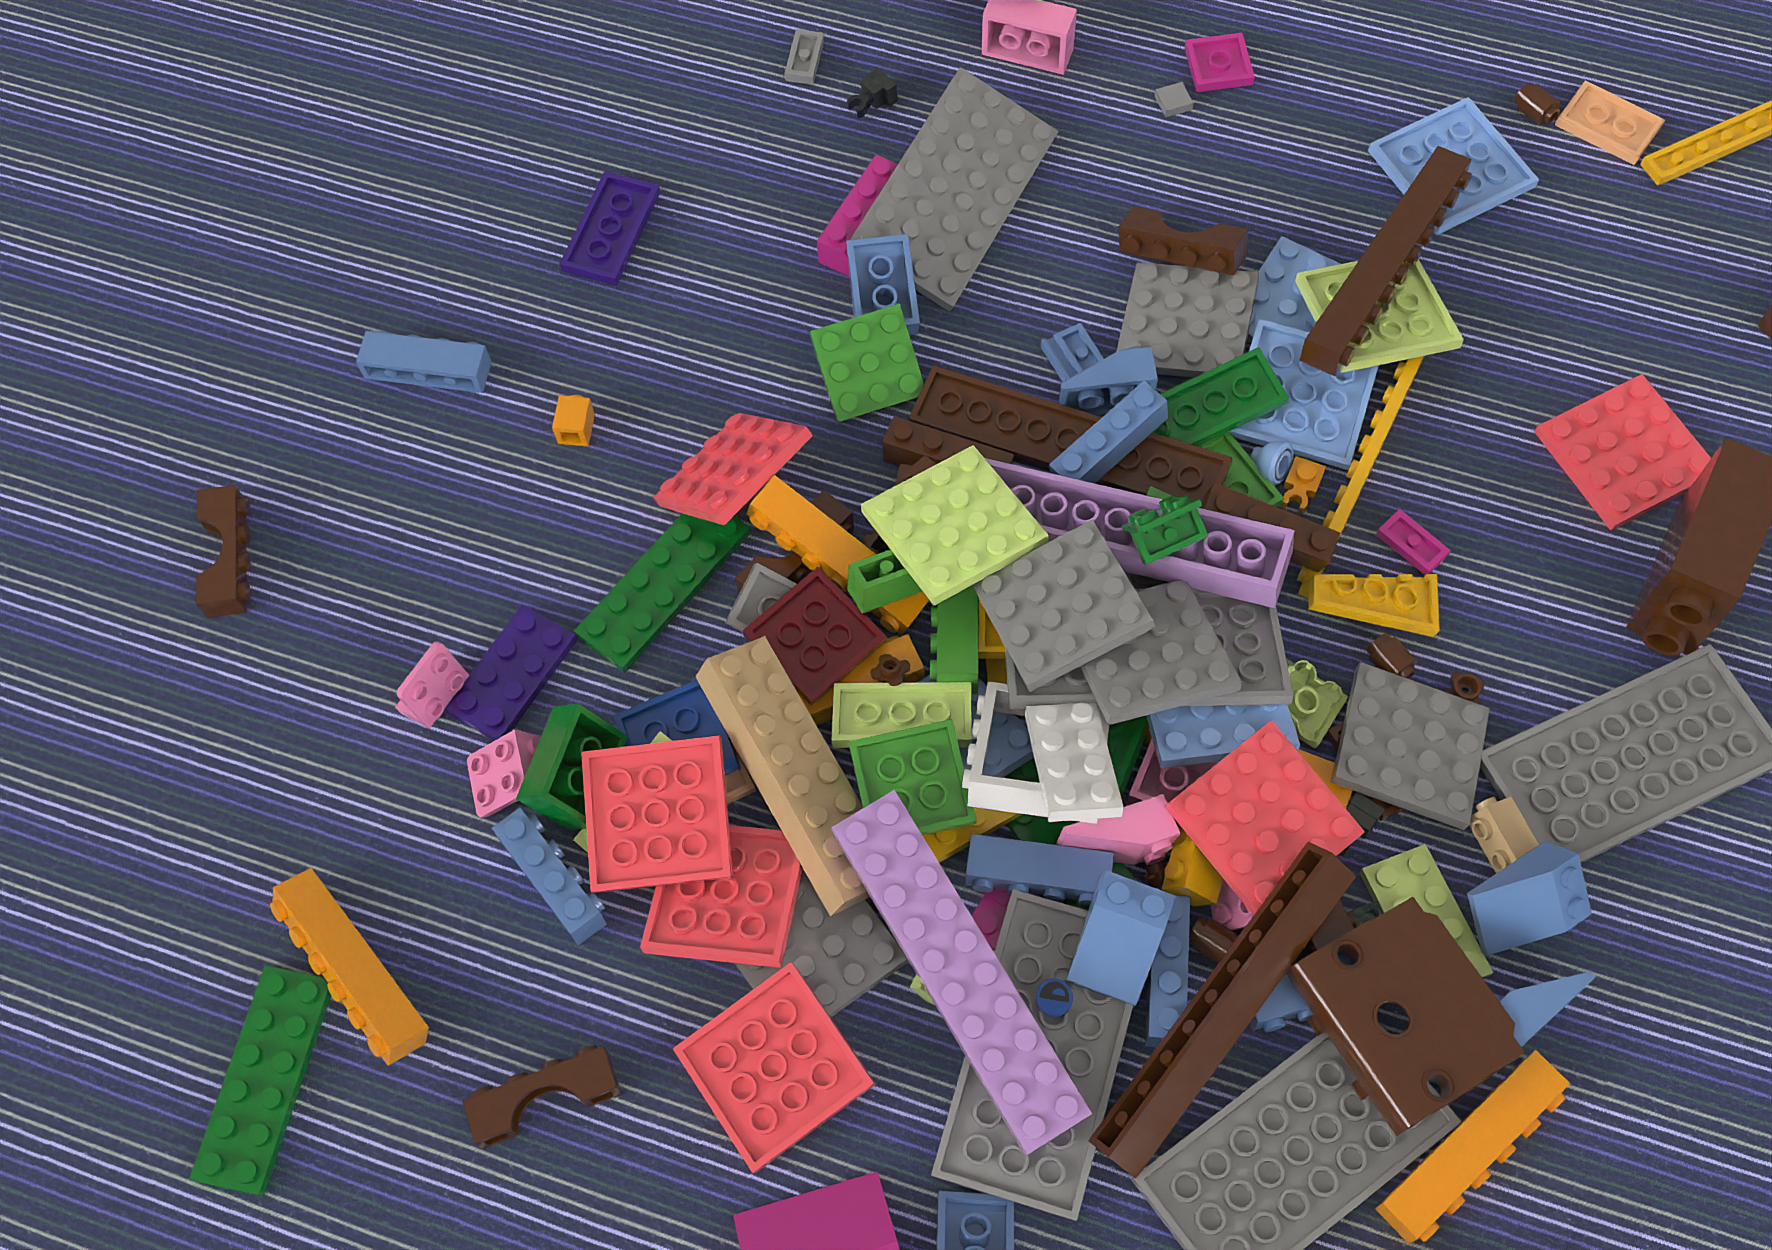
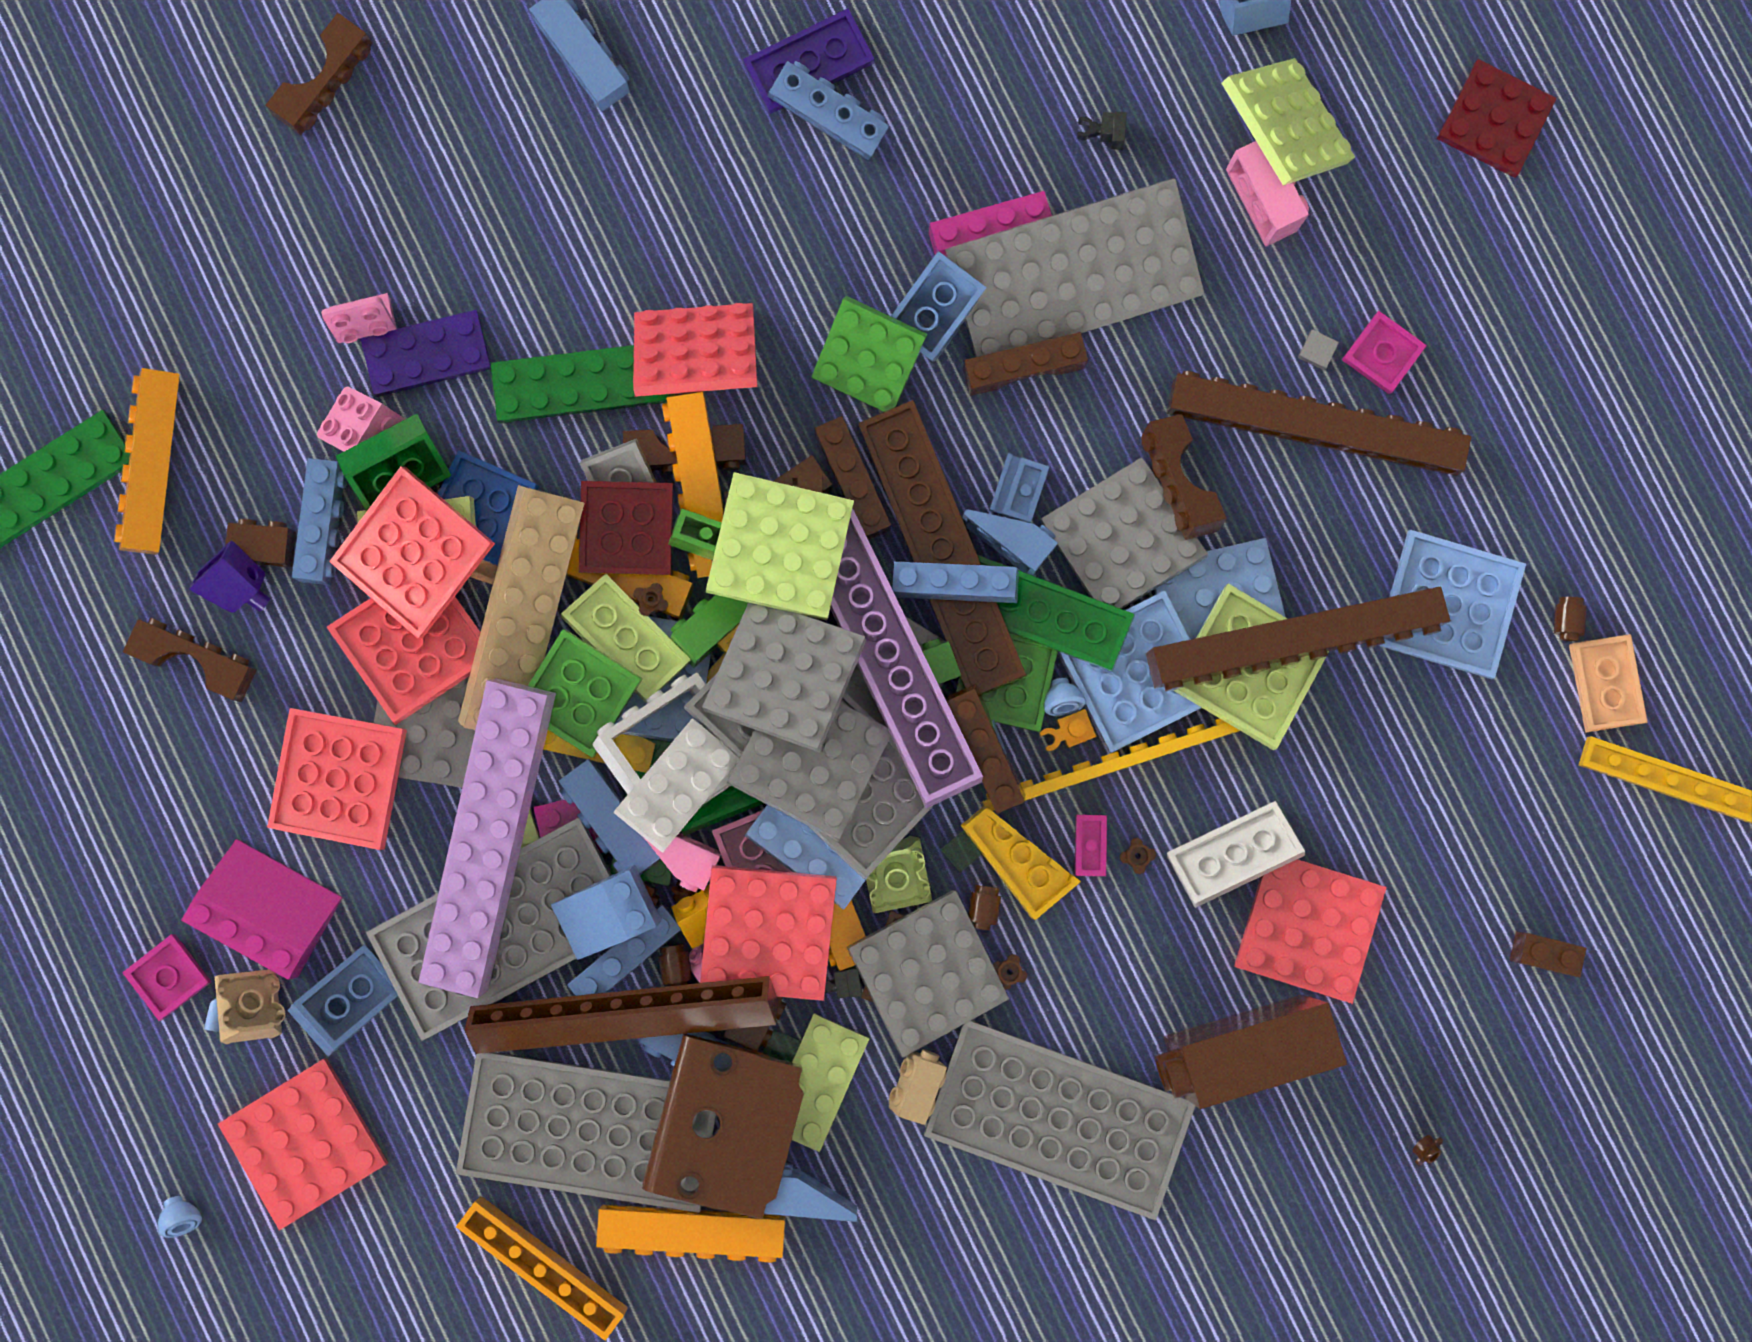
camera: 35 degrees right, 20 degrees up
(513, 942) = (264, 544): none -> reddish brown brick
(517, 989) = (231, 580): none -> dark purple torso
(573, 420) = (636, 199): light orange brick -> none
(660, 239) = (828, 110): none -> medium blue brick
(804, 56) = (1090, 45): light grey plate -> none
(970, 294) = (1040, 358): none -> reddish brown arch
(1054, 998) = (534, 907): blue tile -> none
(1166, 528) = (901, 690): green bracket -> none
(1229, 137) = (1319, 424): none -> reddish brown brick
(1326, 639) = (961, 851): none -> clear green tile
(1455, 511) = (1138, 865): none -> reddish brown plate
(1519, 447) = (1235, 854): none -> white plate
(1530, 899) = (881, 1137): medium blue slope -> none

